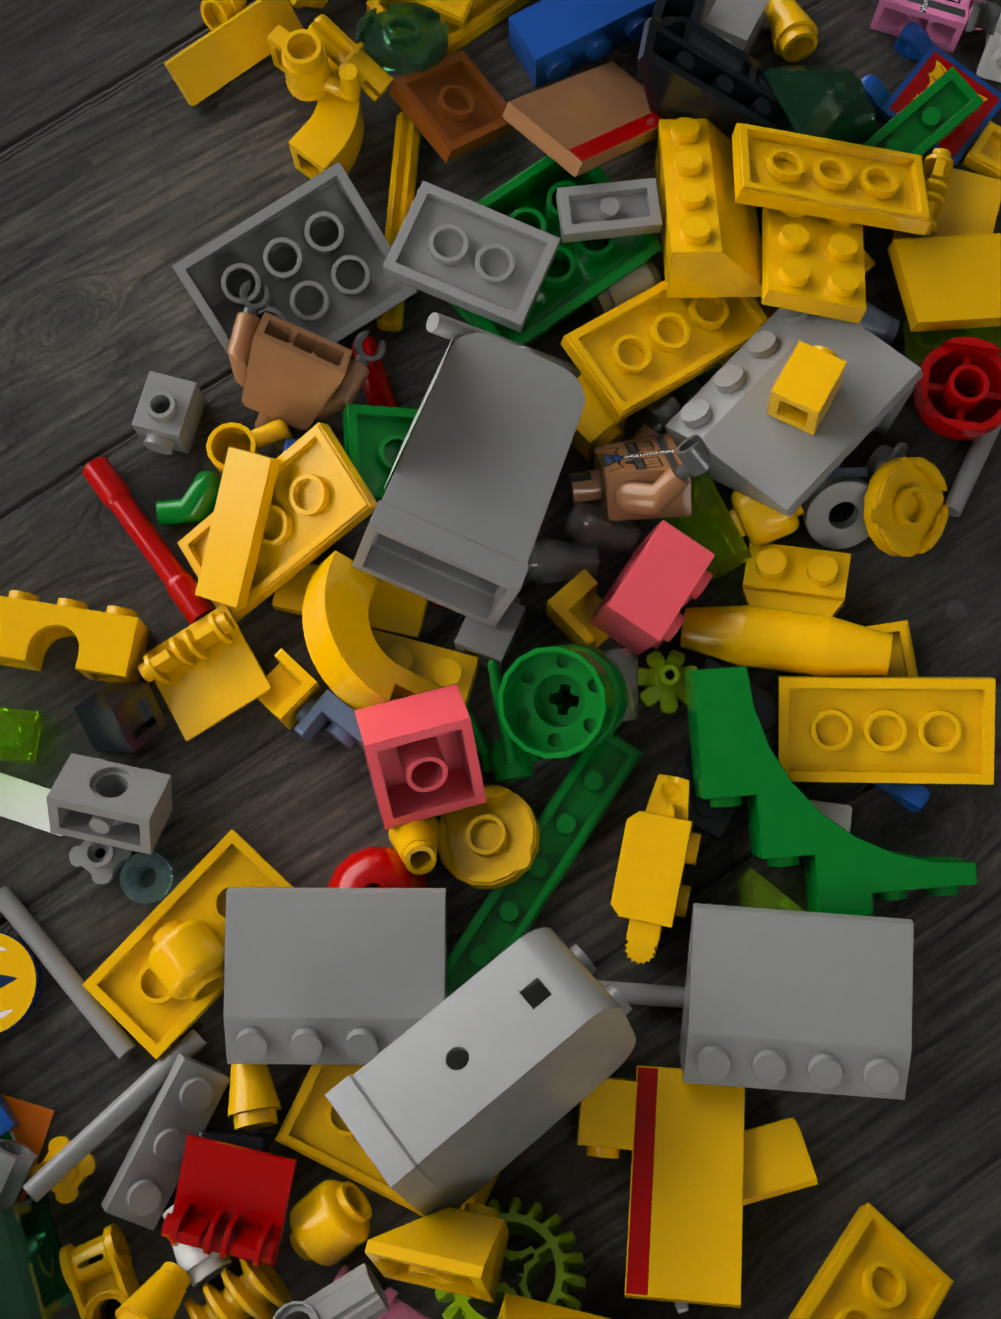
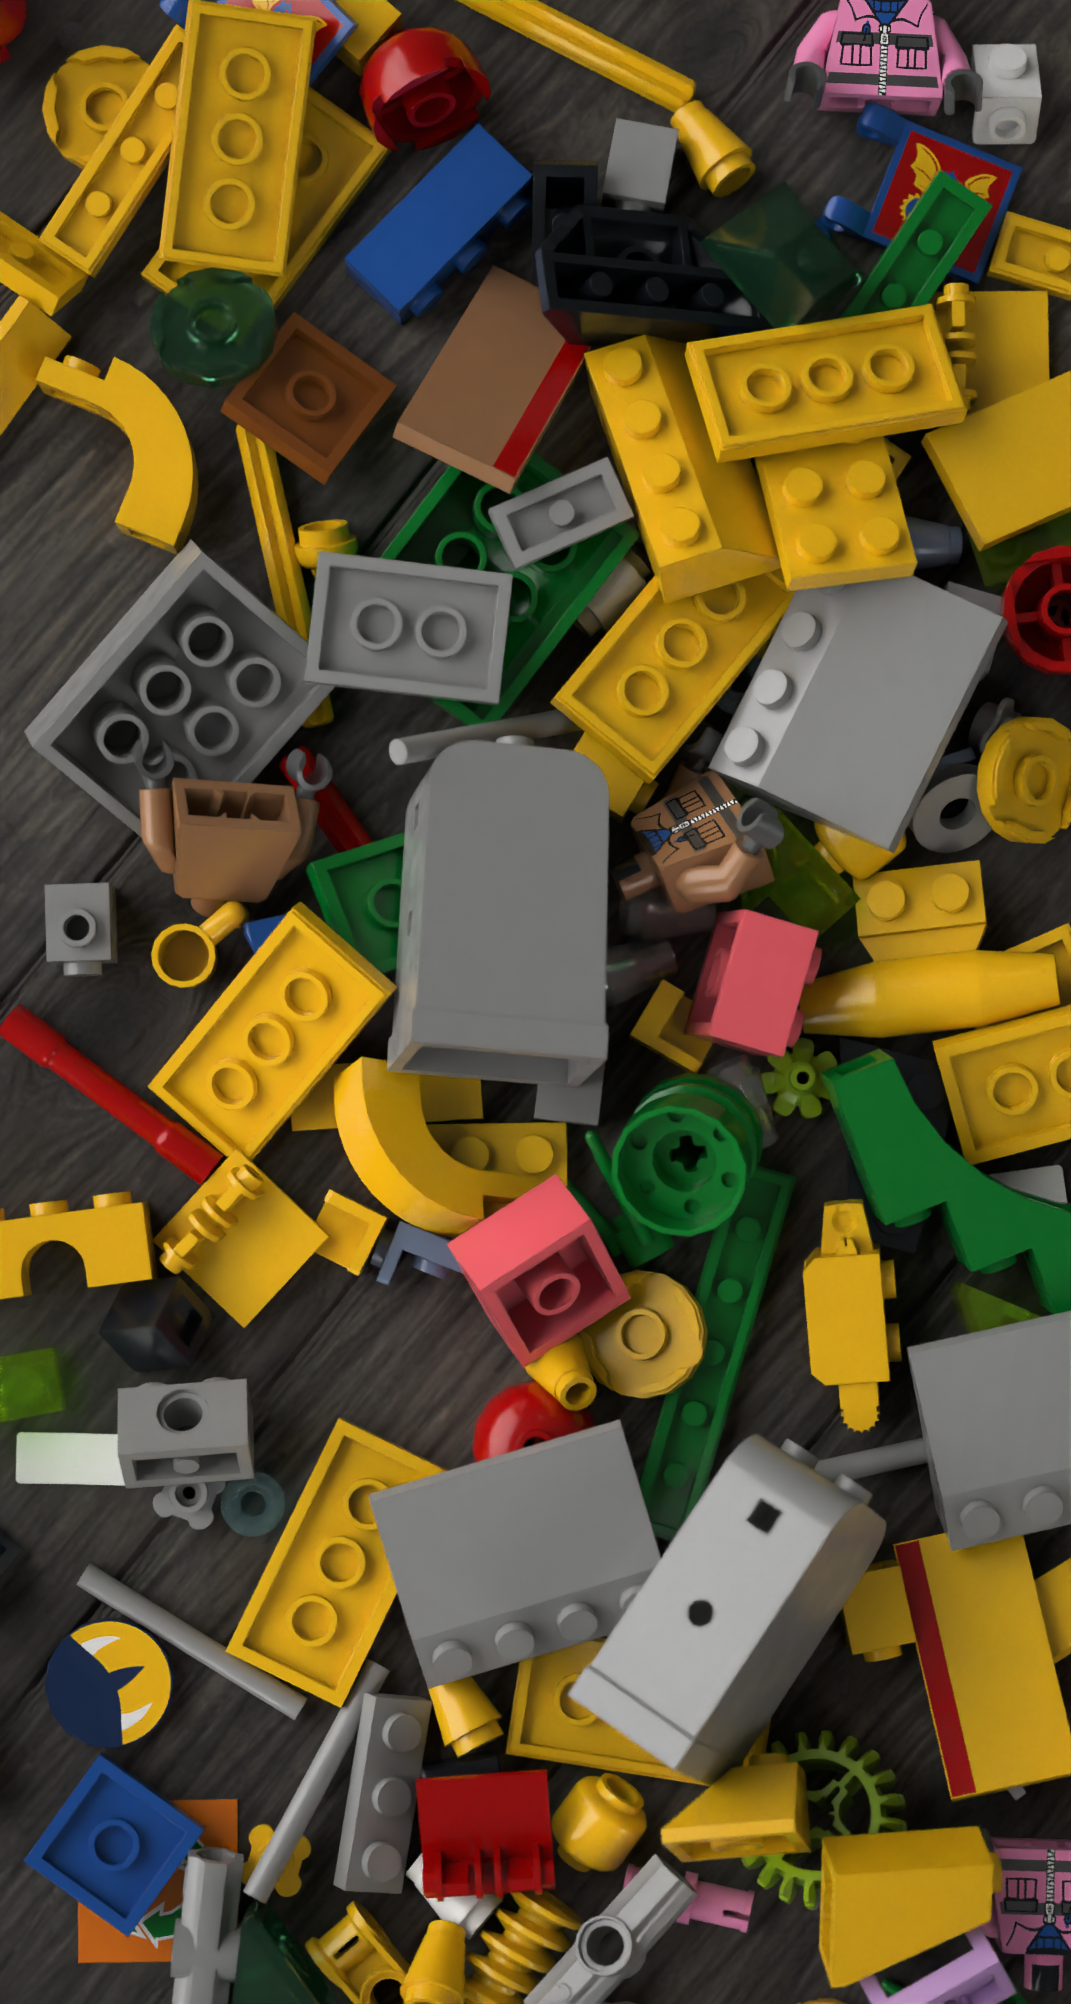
camera: 25 degrees left, 10 degrees up
(188, 959) = (346, 1587): yellow head -> none
(194, 505) = (153, 1028): green arm -> none
(237, 527) = (227, 1057): yellow tile -> none
(309, 71) = (116, 425): yellow piece -> none
(343, 50) = (162, 388): yellow axle -> none
(419, 410) = (418, 871): white sticker -> none
(806, 387) = (872, 689): yellow brick -> none

